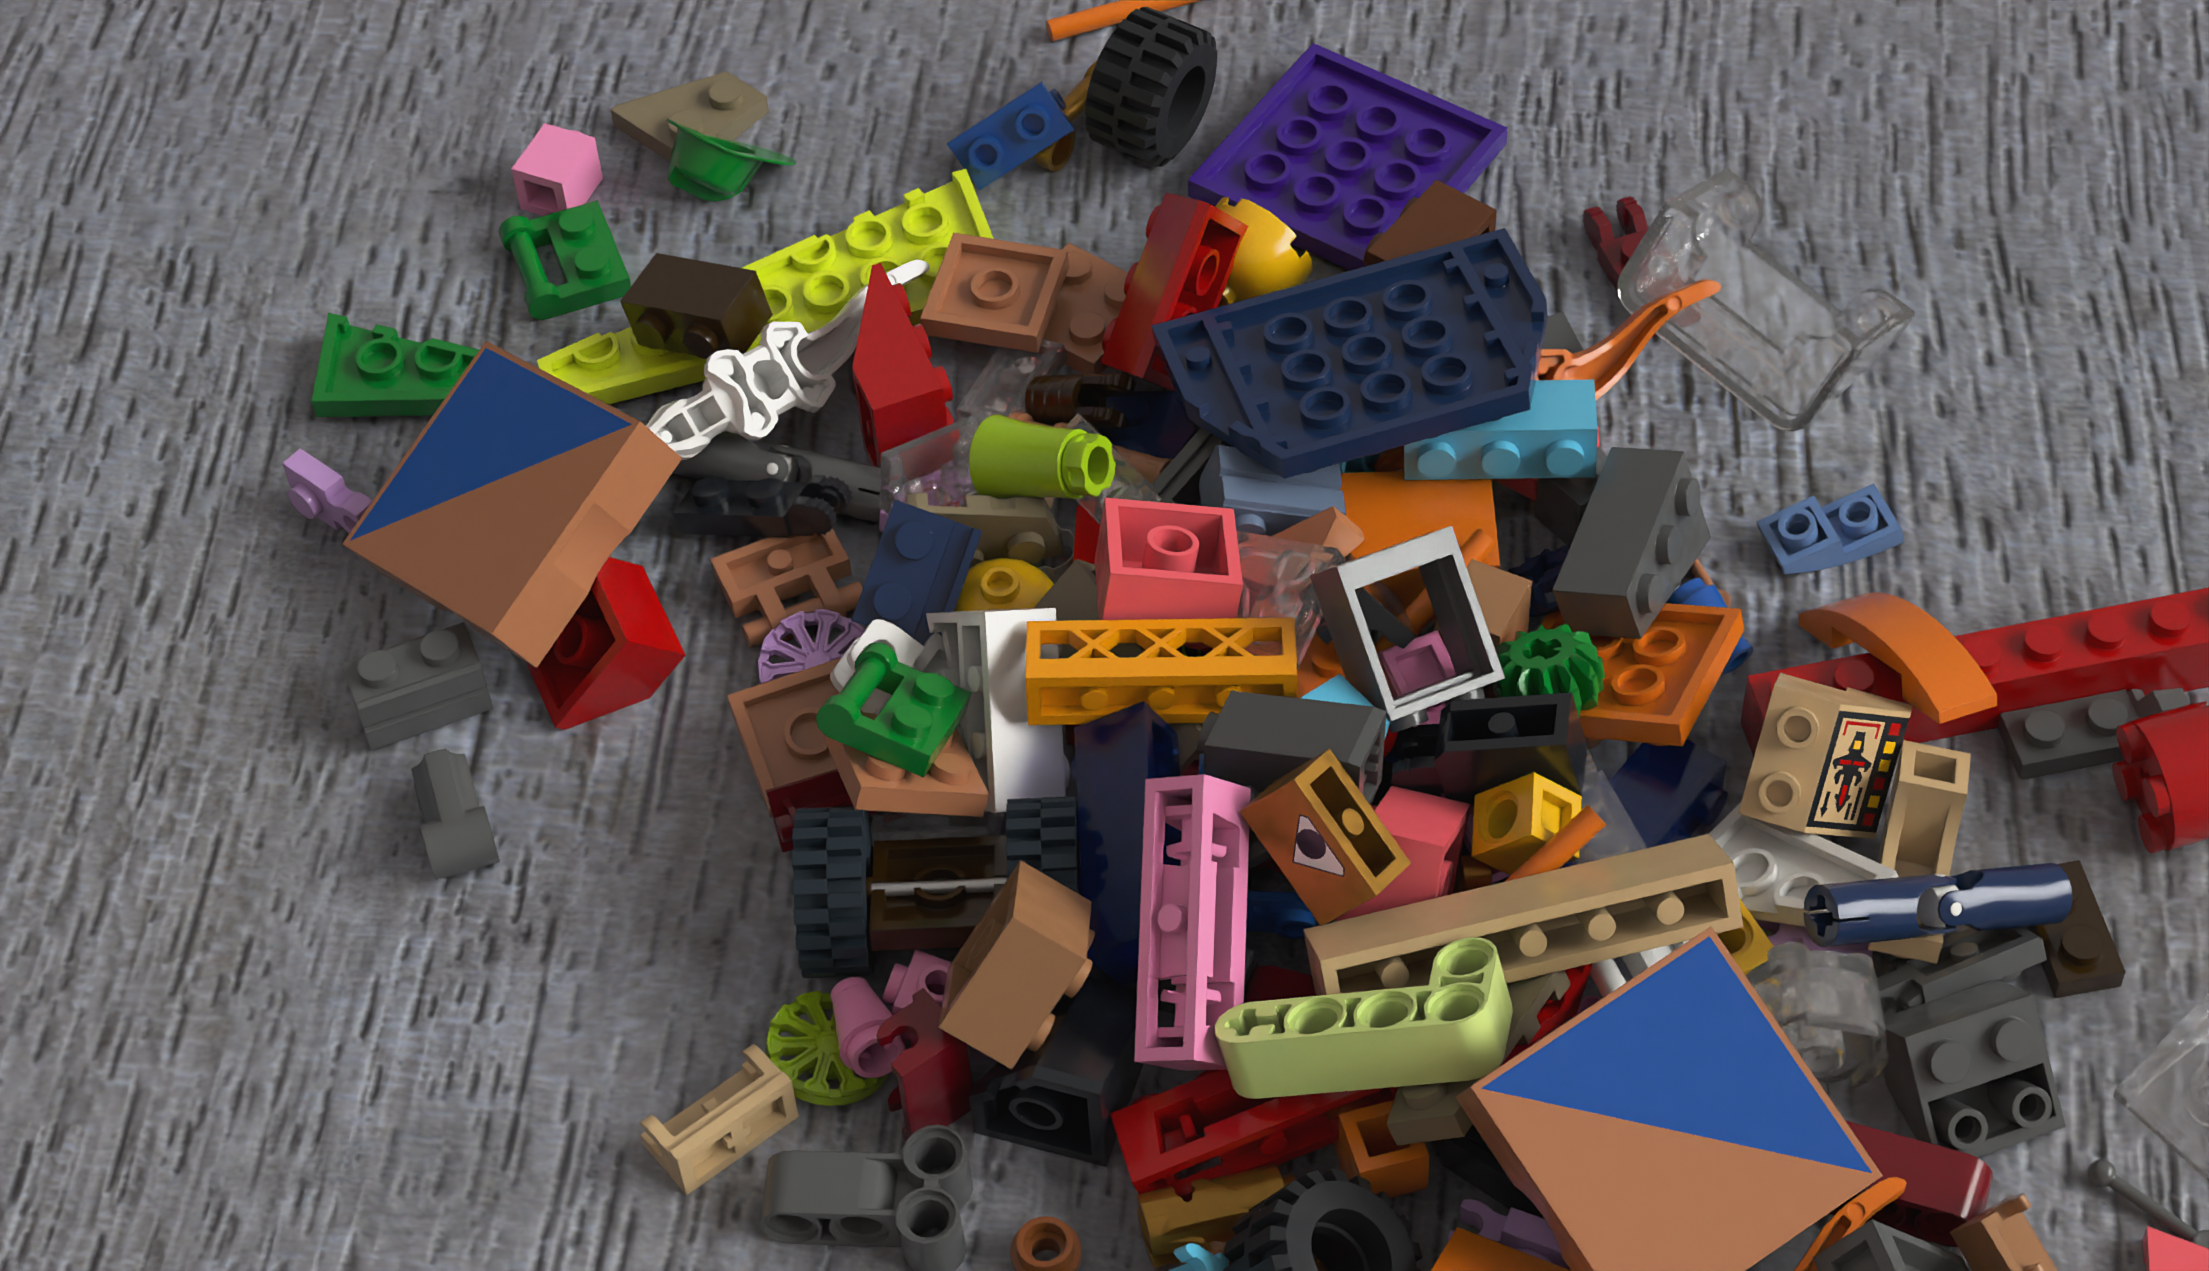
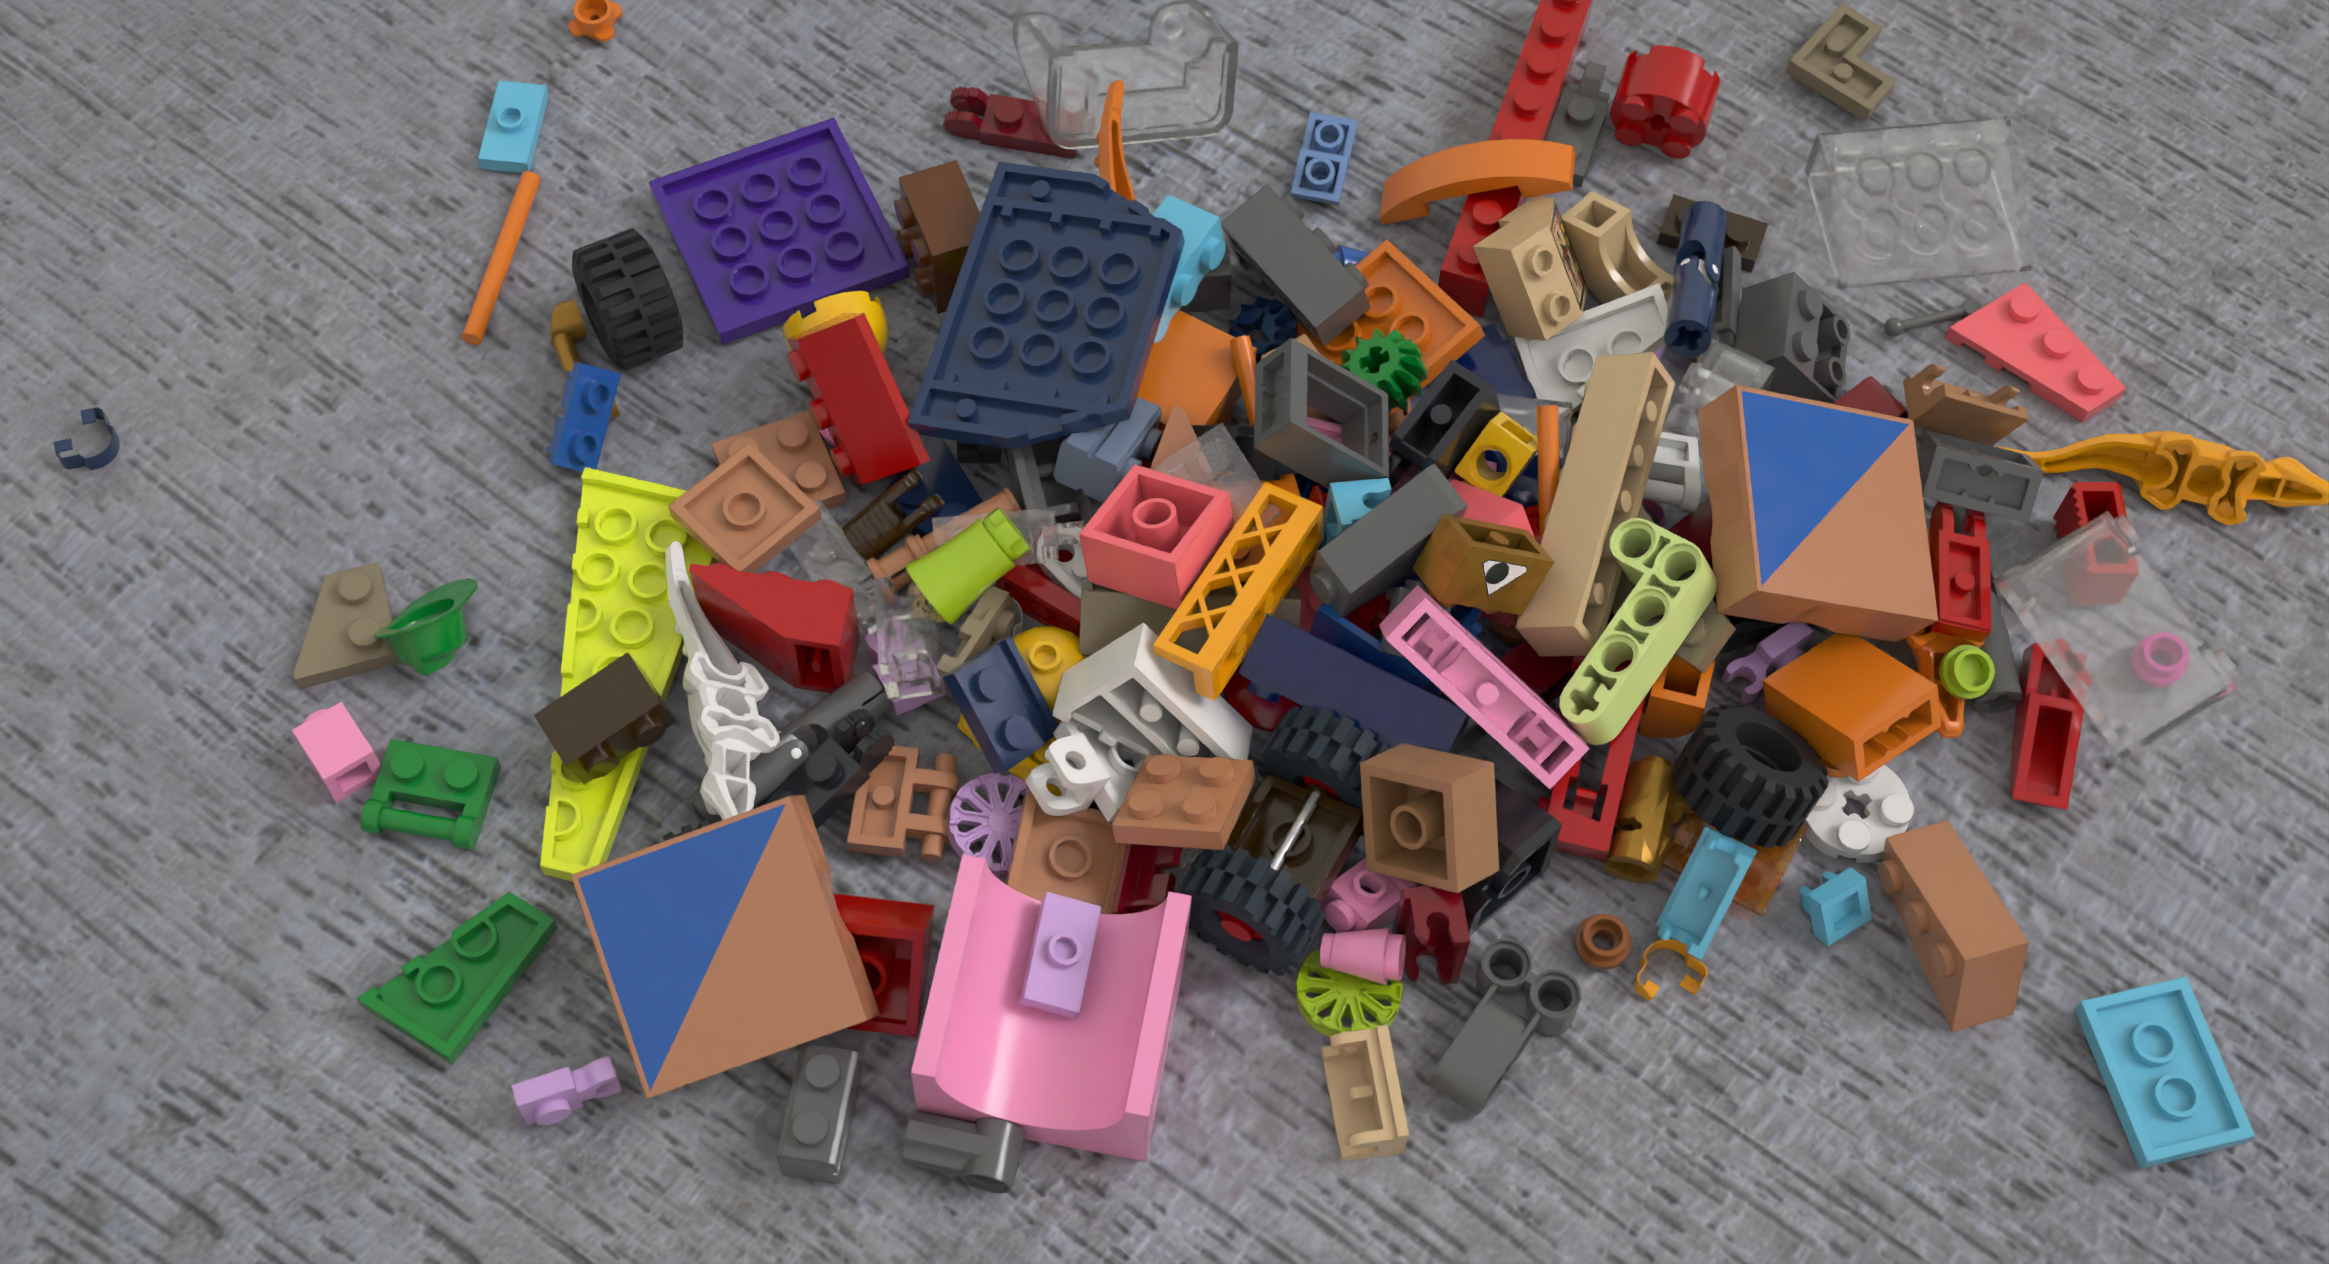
camera: 65 degrees left, 10 degrees up
(622, 791) = (1055, 1076): none -> bright pink piece
(683, 766) = (1060, 955): none -> lavender plate
(911, 724) = (1164, 764): green plate -> none

